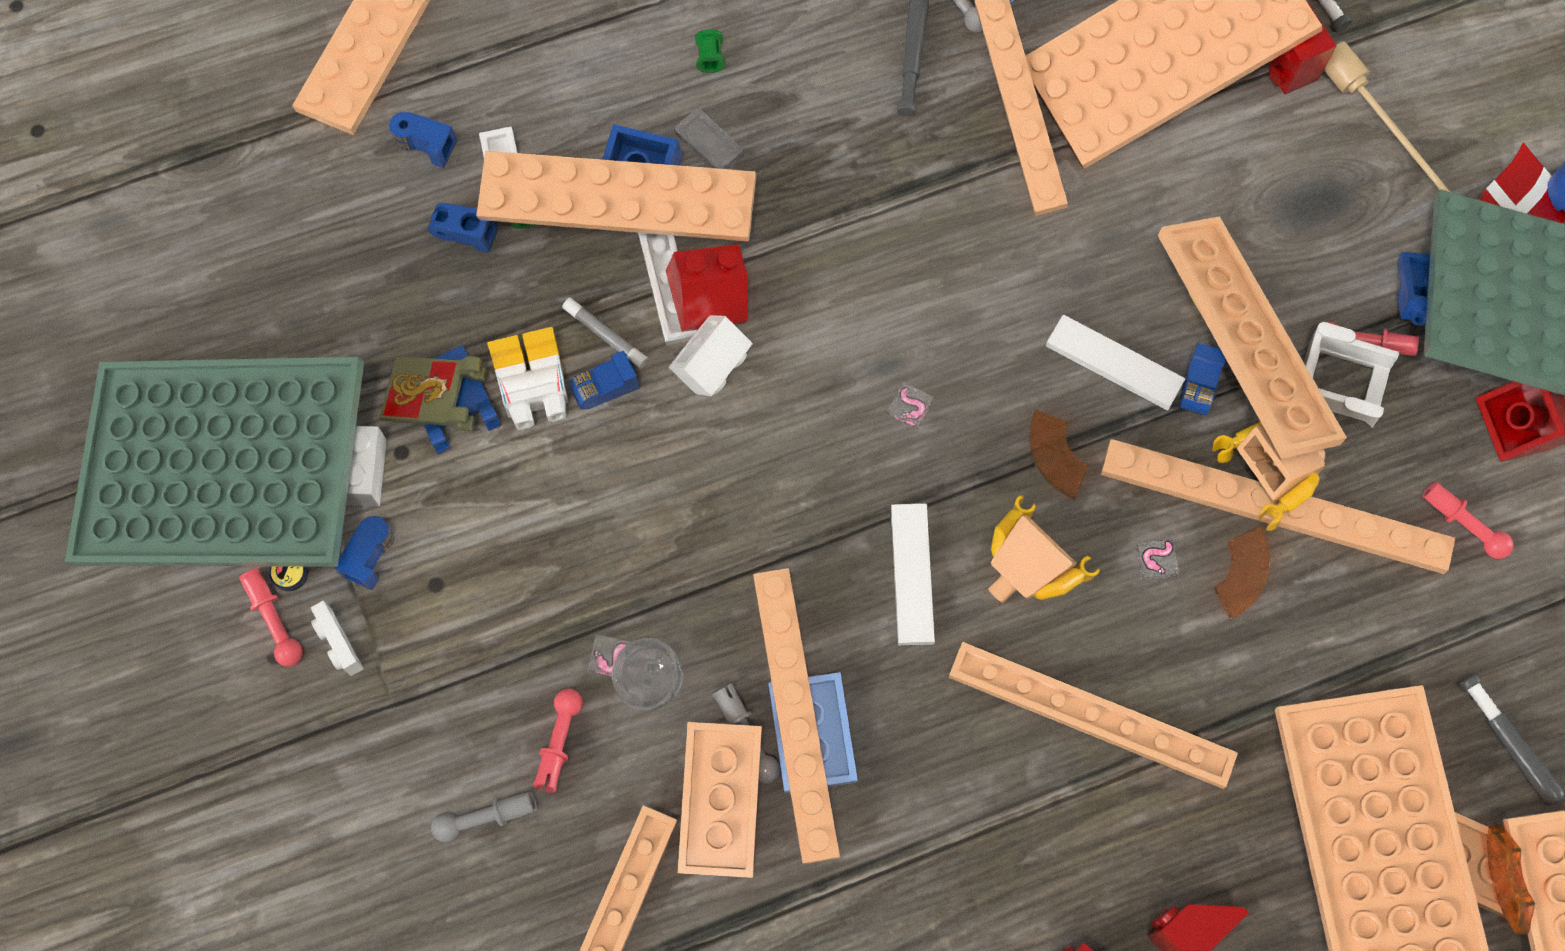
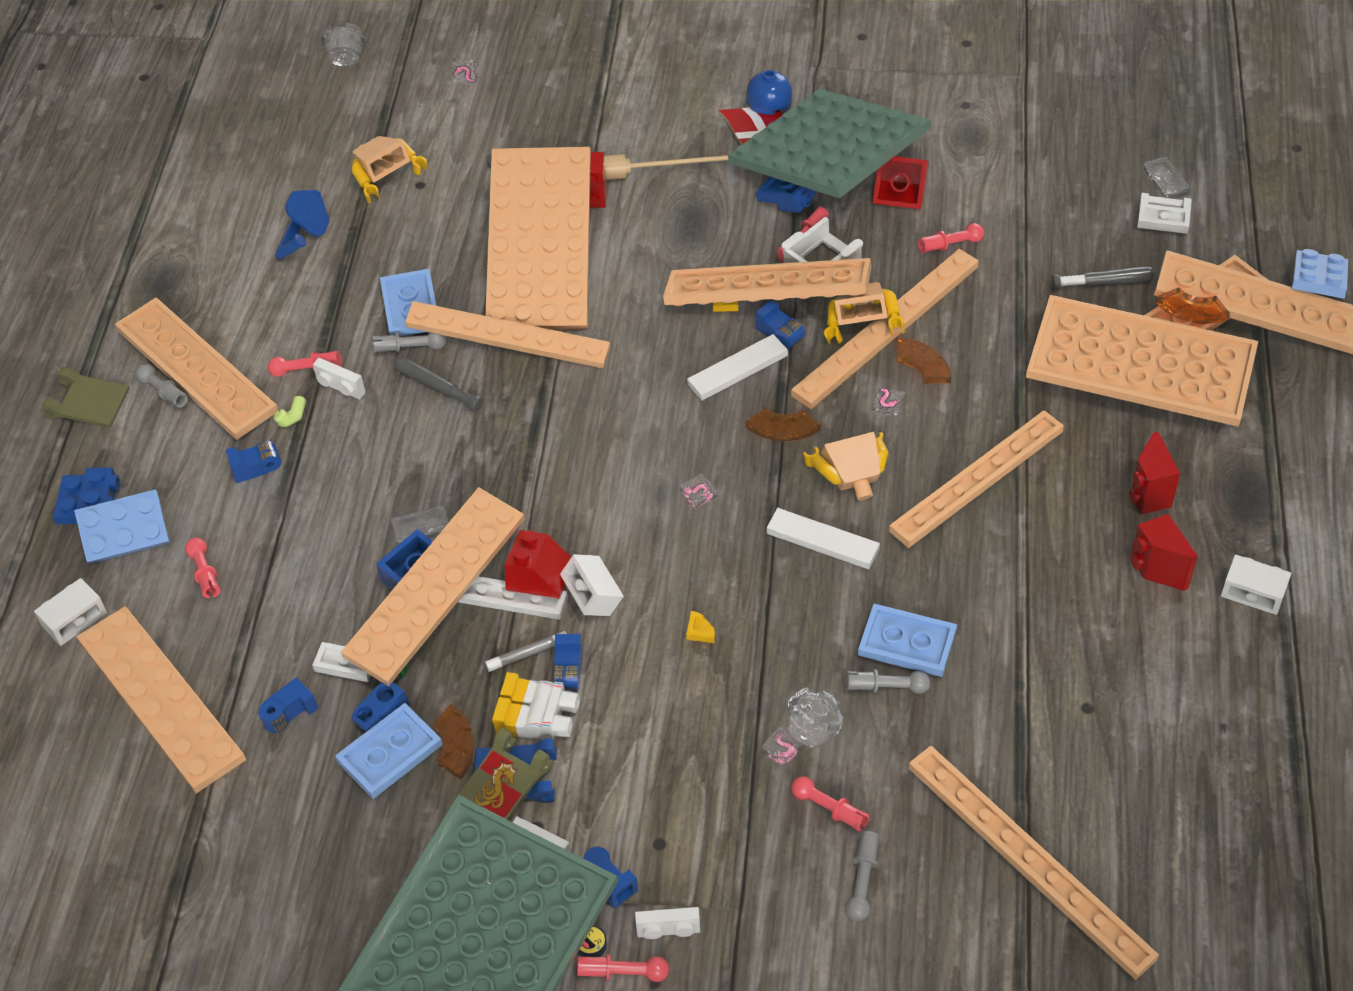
camera: 60 degrees left, 20 degrees down
(417, 262) = (388, 750): none -> light blue plate
(463, 321) = (457, 742): none -> clear orange tile
(709, 50) = (350, 496): green bush -> none
(720, 799) = (929, 712): light nougat plate -> none
(722, 497) = (700, 629): none -> yellow tile
(796, 717) = (892, 639): light nougat plate -> none

